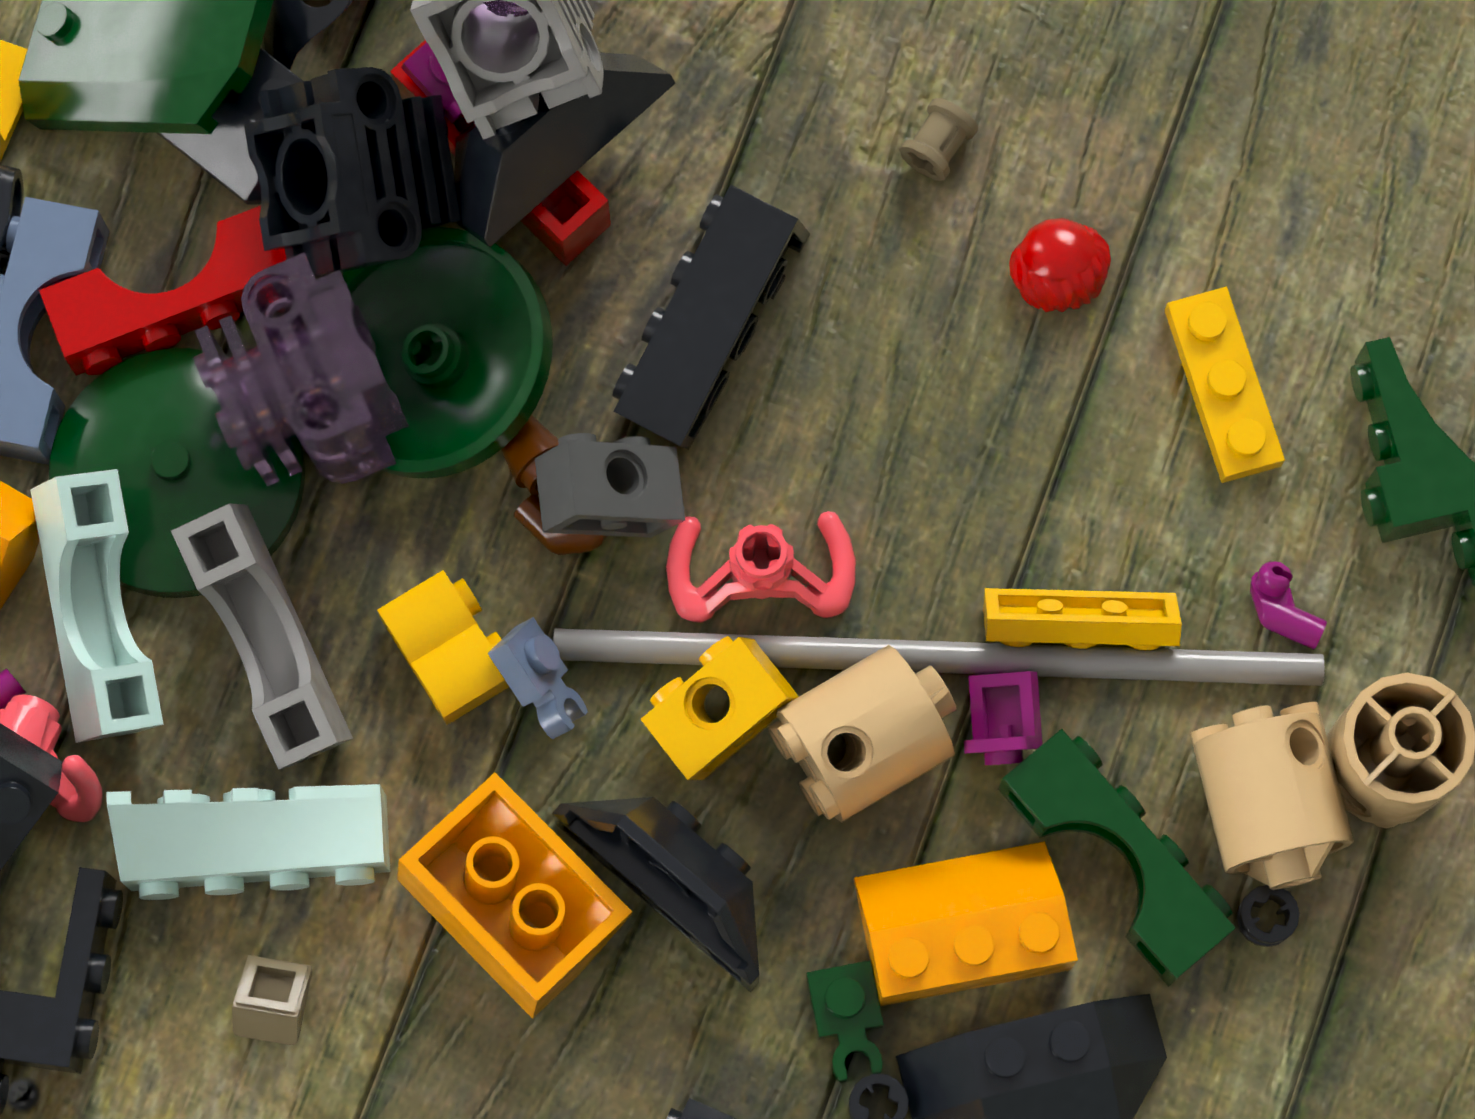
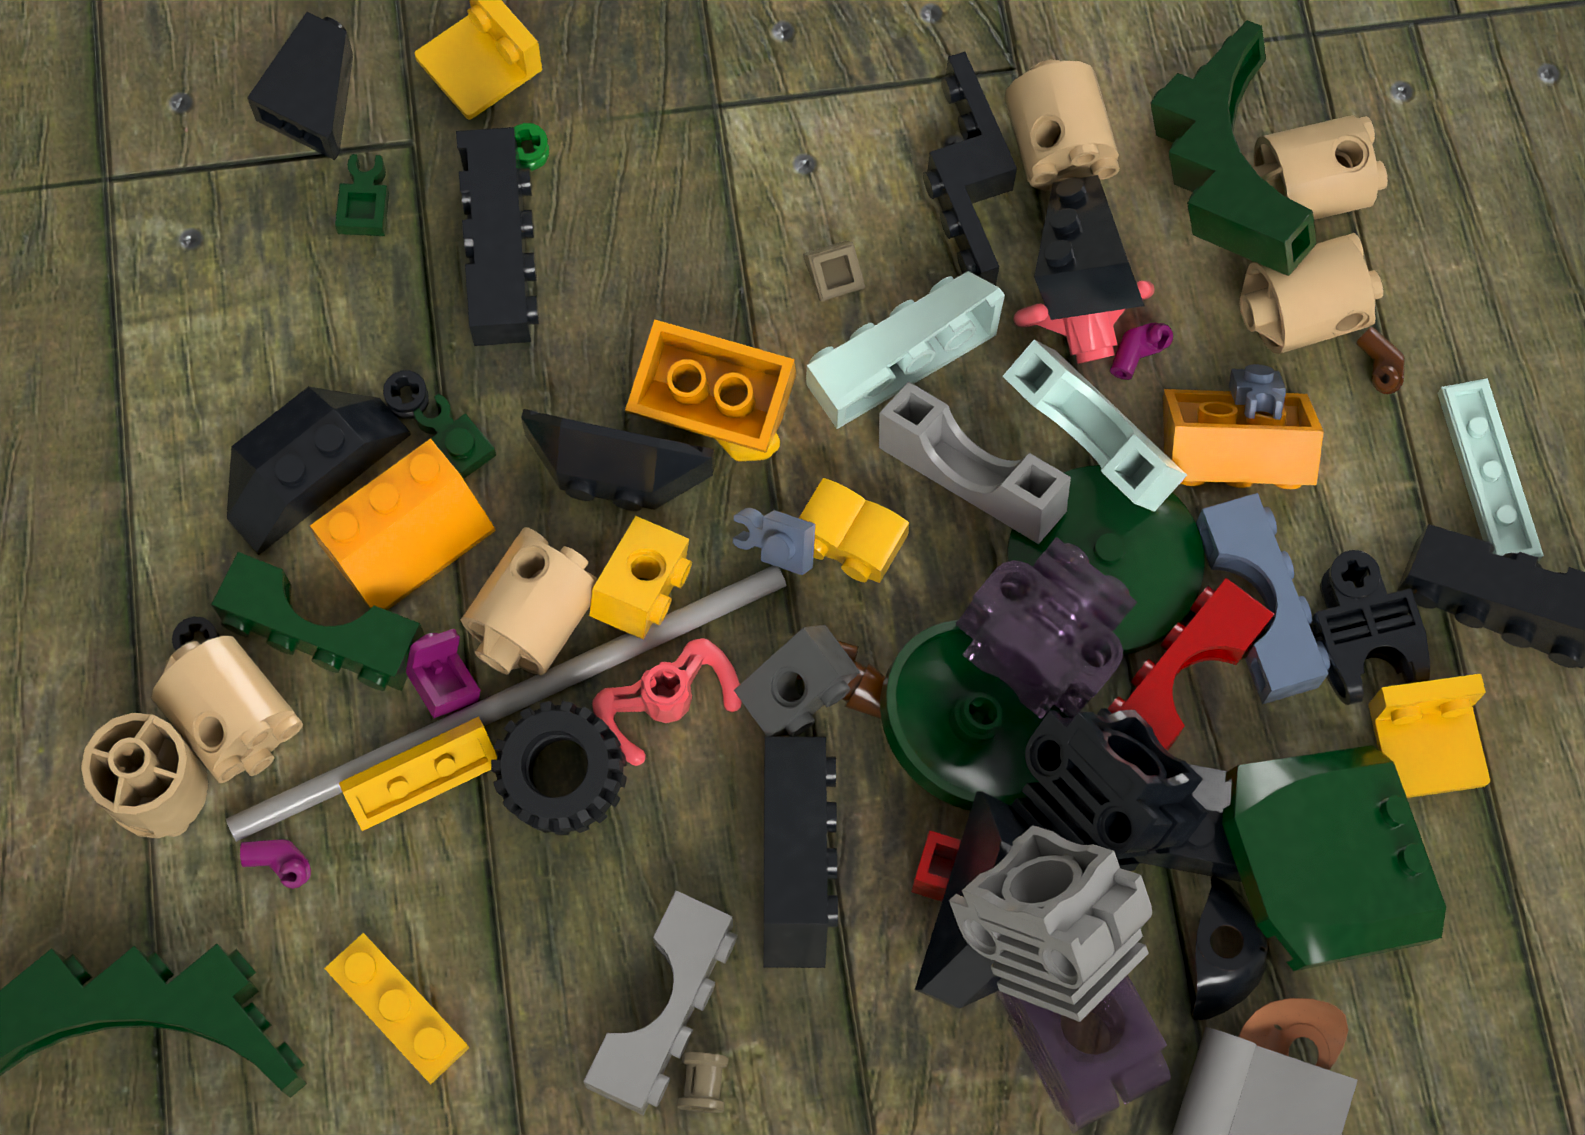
camera: 150 degrees right, 5 degrees down
(949, 491) = (529, 738): none -> black tyre
(1000, 193) = (633, 1063): none -> light grey arch
(1060, 265) = (562, 1034): red hair -> none

